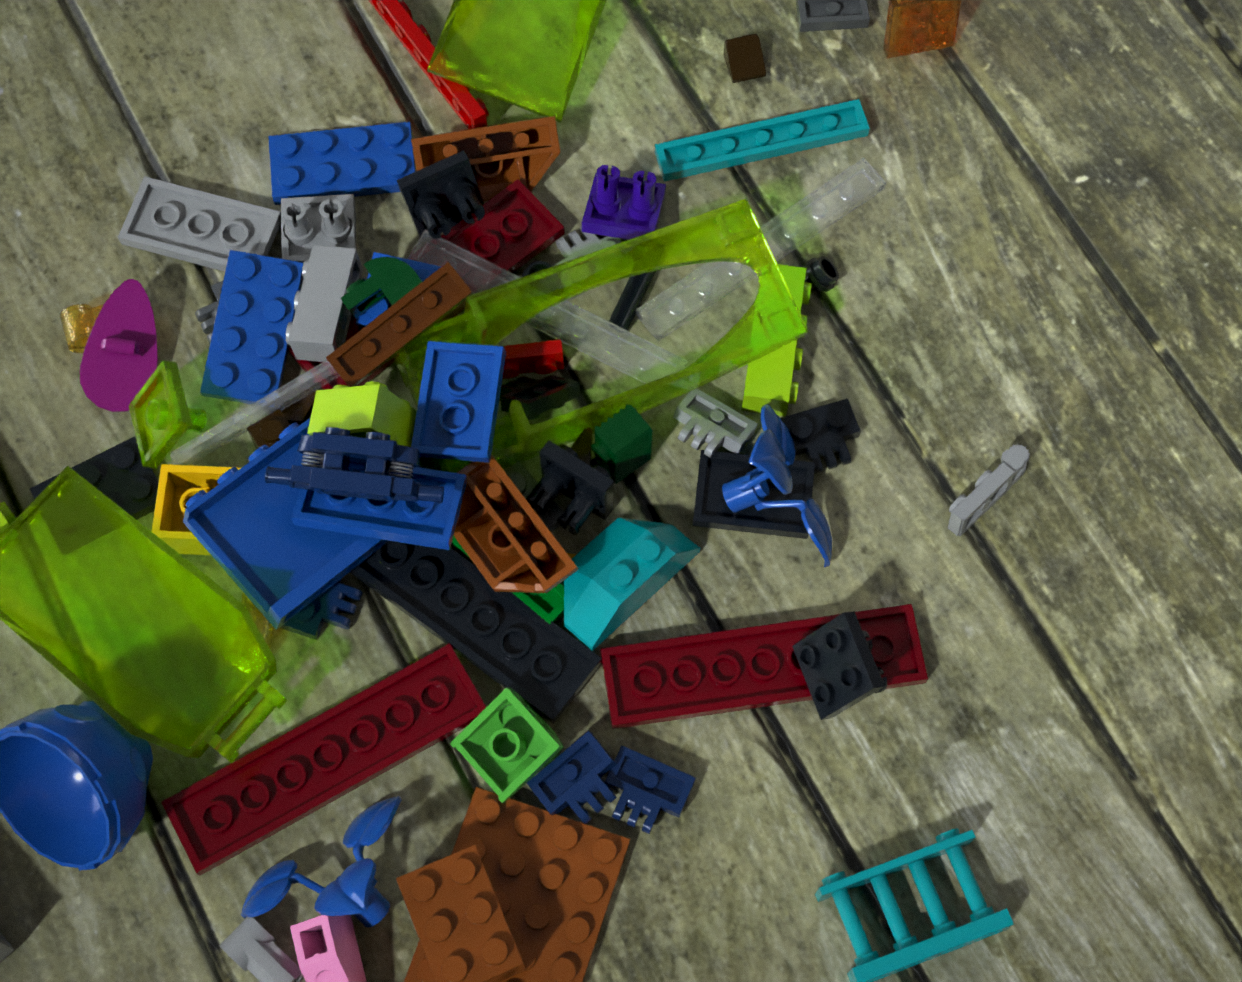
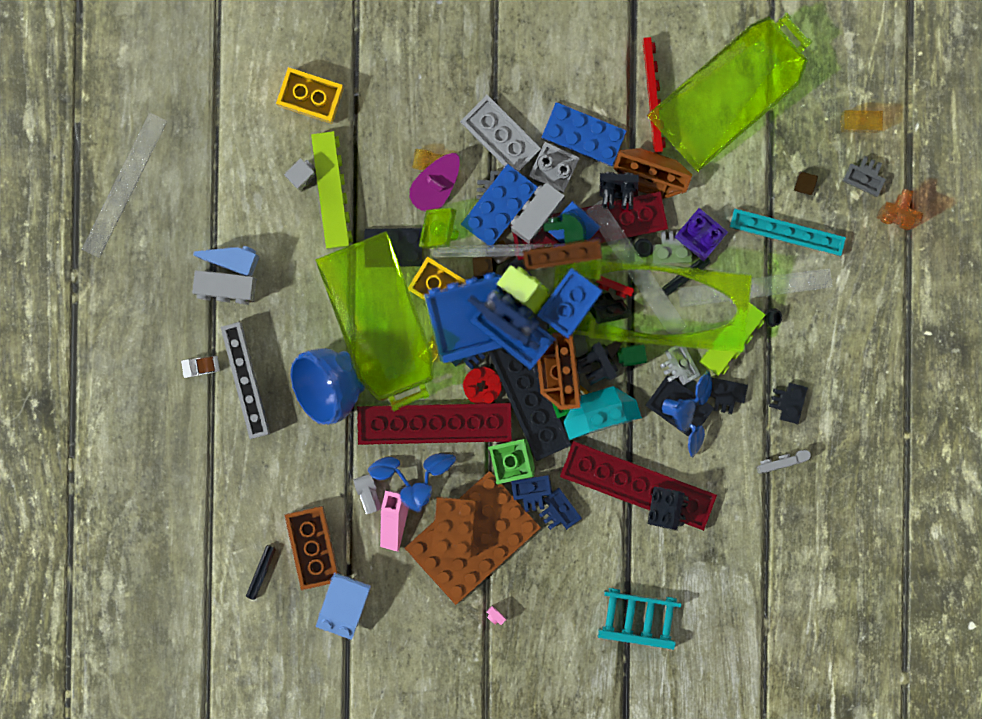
camera: 30 degrees right, 20 degrees up
(374, 623) = (472, 390): none -> red plate
(934, 392) = (790, 402): none -> black hinge

